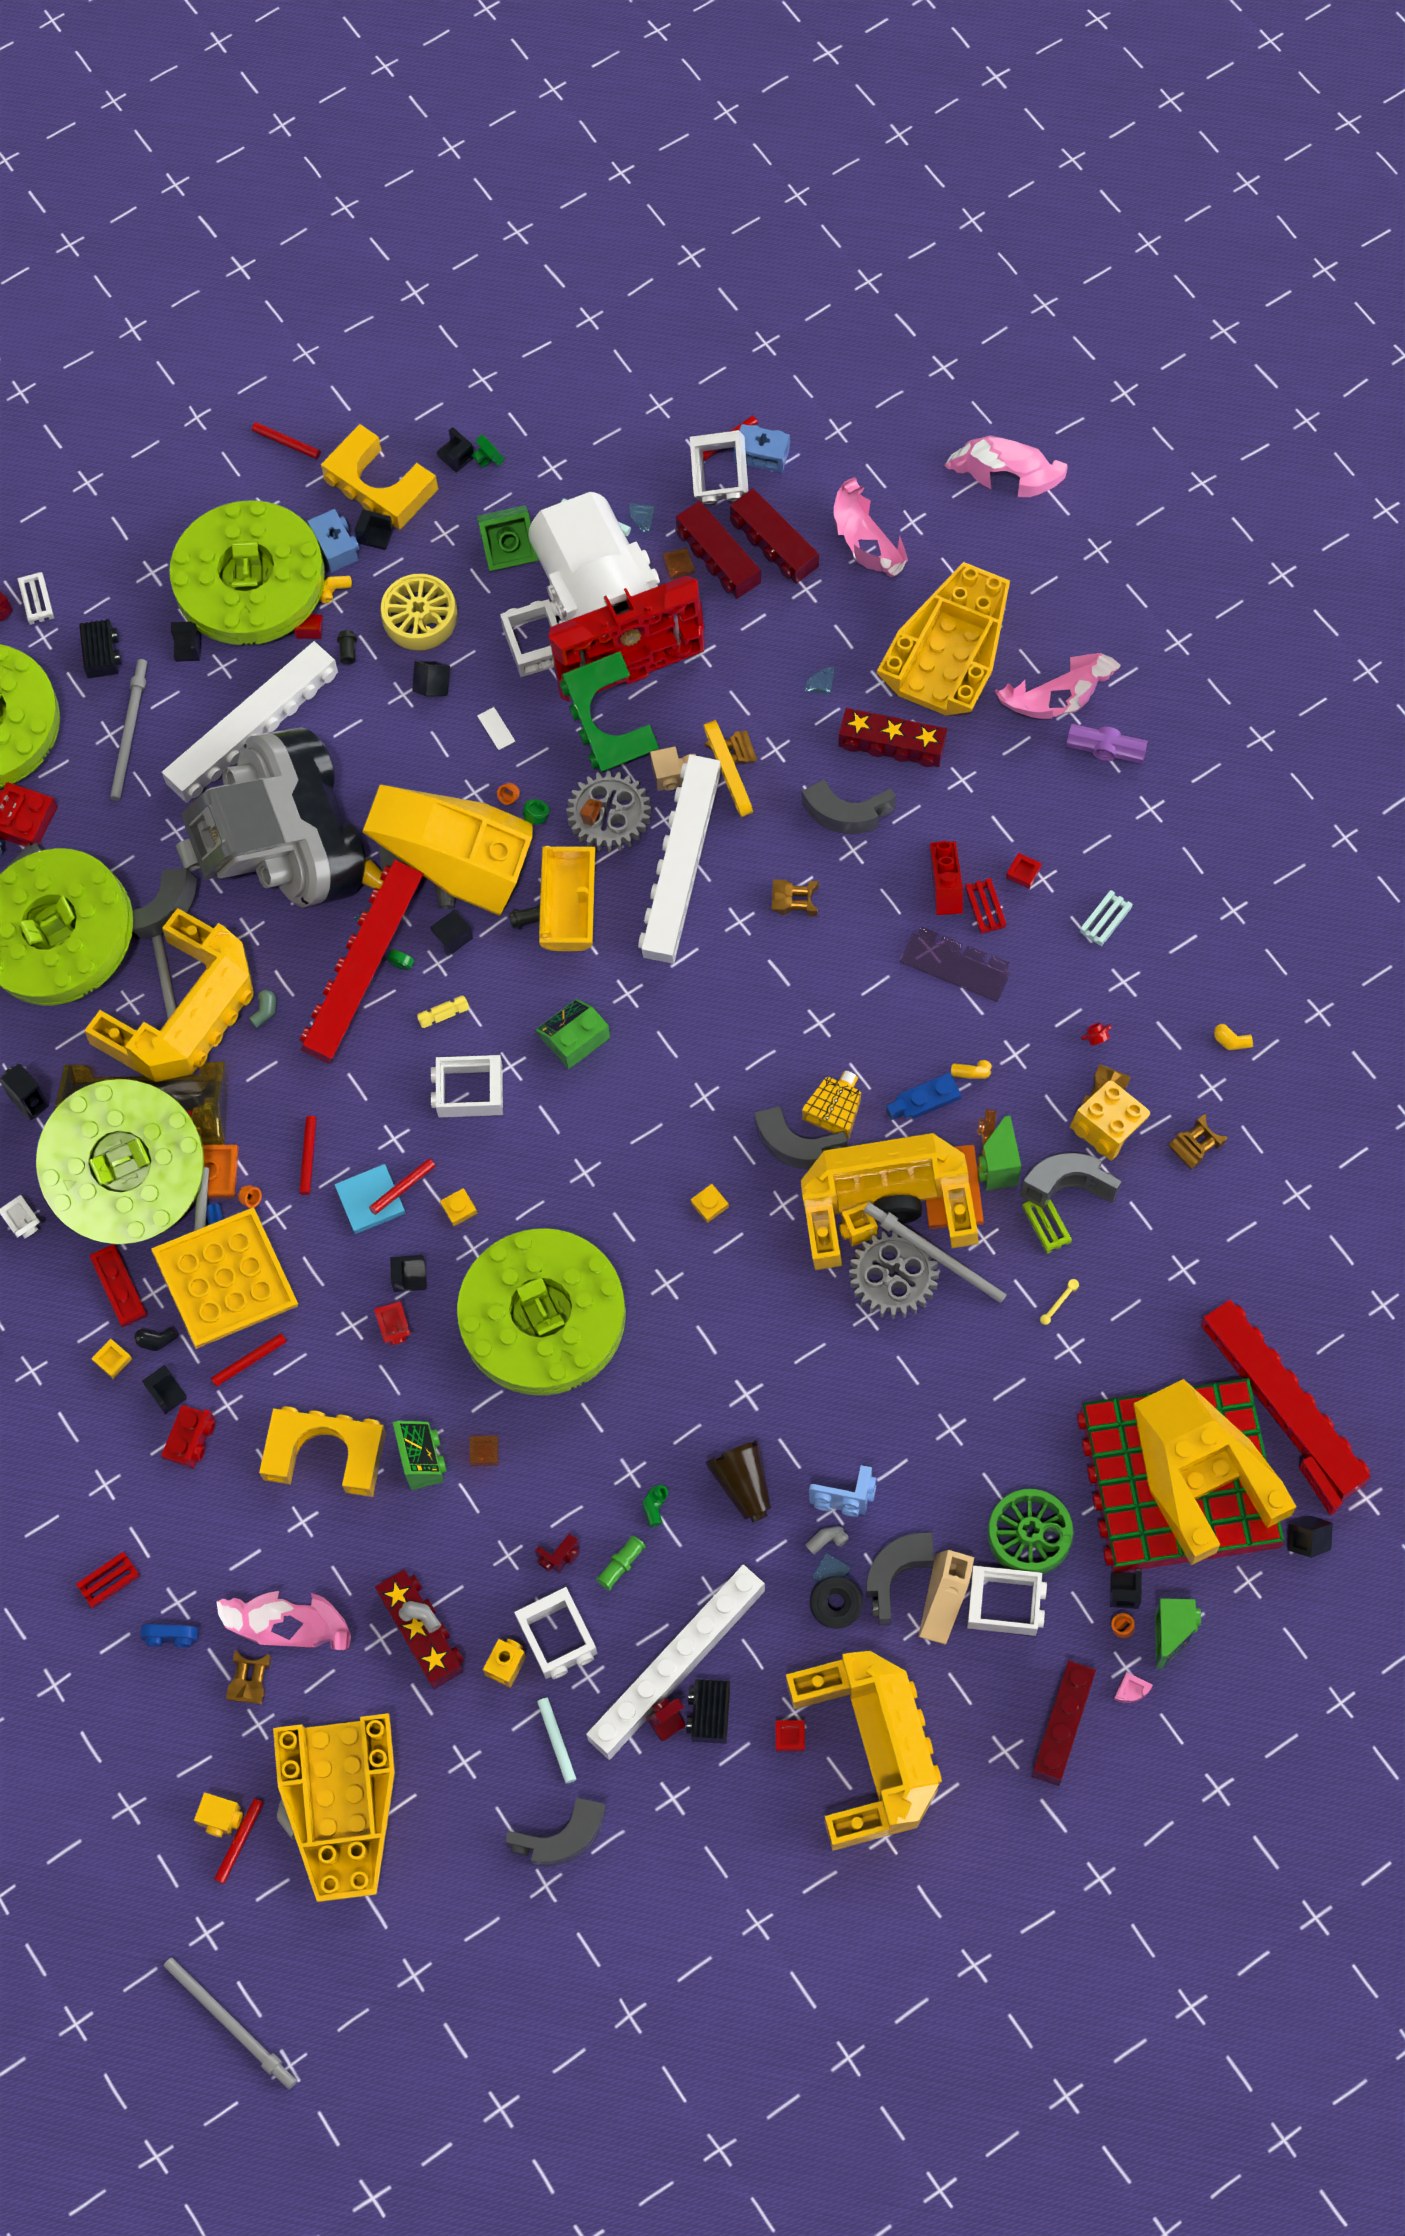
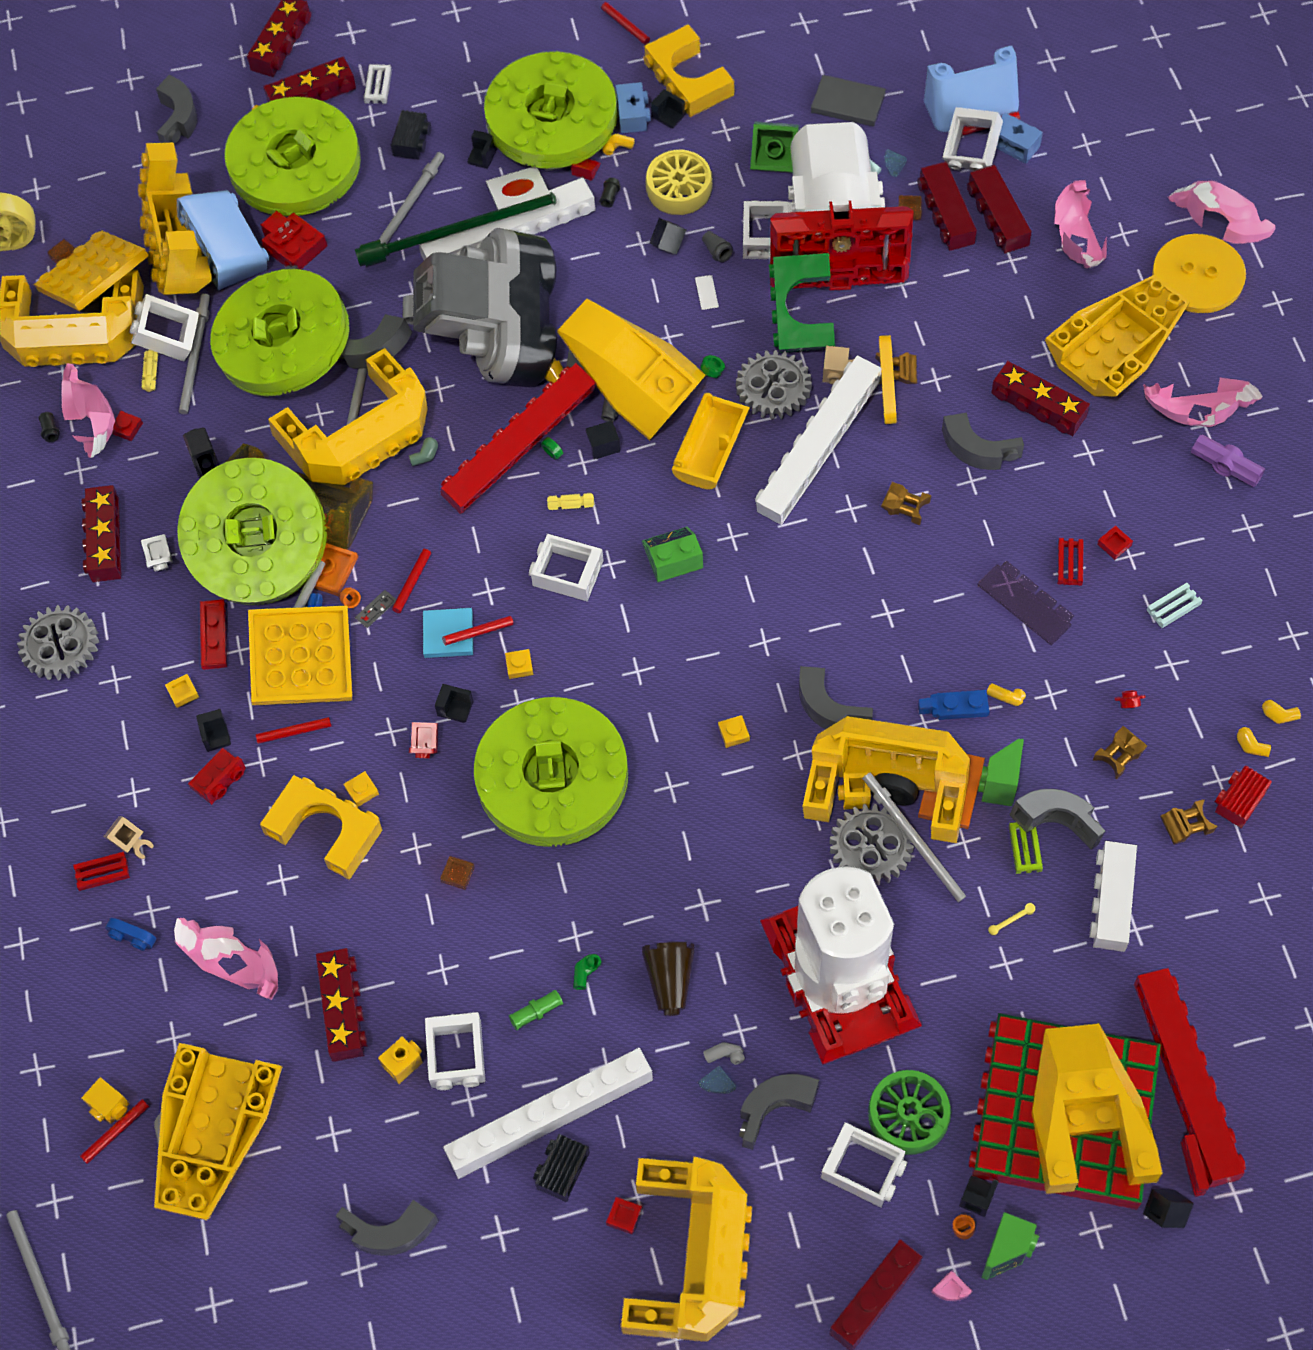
camera: 20 degrees right, 5 degrees down
(121, 1534) = (126, 836): none -> tan brick
(154, 1341) = (223, 689): black arm -> none
(247, 683) = (512, 196): none -> dark green flag
(248, 1691) = (175, 1005): pearl gold piece -> none
(281, 1198) = (376, 608): none -> dark grey sticker
(346, 1397) = (361, 789): none -> yellow plate
(419, 1454) = (399, 854): slope -> none
(422, 1612) = (344, 988): light grey arm -> none
(457, 451) = (761, 70): black panel -> none
(487, 452) = (784, 77): green tile -> none
(489, 673) = (717, 246): none -> dark grey cone
(508, 797) = (692, 347): orange hinge -> none
(524, 917) = (667, 446): pearl dark grey pin -> none
(556, 1740) = (419, 1144): light aqua bar -> none
(565, 458) = (848, 100): none -> dark grey tile
(565, 1553) = (488, 985): dark red bracket -> none
(590, 811) = (756, 376): dark orange tile -> none
(666, 1719) = (520, 1159): dark red bracket -> none
(707, 410) = (980, 89): none -> light blue windscreen
(821, 681) = (996, 337): clear light blue tile -> none
(834, 1104) = (873, 684): yellow torso -> none
(849, 1502) = (757, 1028): light blue bracket -> none
(850, 1609) = (725, 1111): black tyre -> none
(914, 1410) = (842, 963): none -> white piece
(945, 1594) = (810, 1140): tan slope -> none
(946, 878) = (1044, 527): red slope -> none
(987, 1126) = (1001, 743): clear orange plate -> none
(1008, 540) = (1202, 271): none -> yellow plate
(1109, 1119) = (1113, 775): yellow bracket -> none
(1152, 1244) = (1114, 896): none -> white brick
(1242, 1097) = (1243, 796): none -> red brick
(1248, 999) = (1279, 714): none -> yellow arm

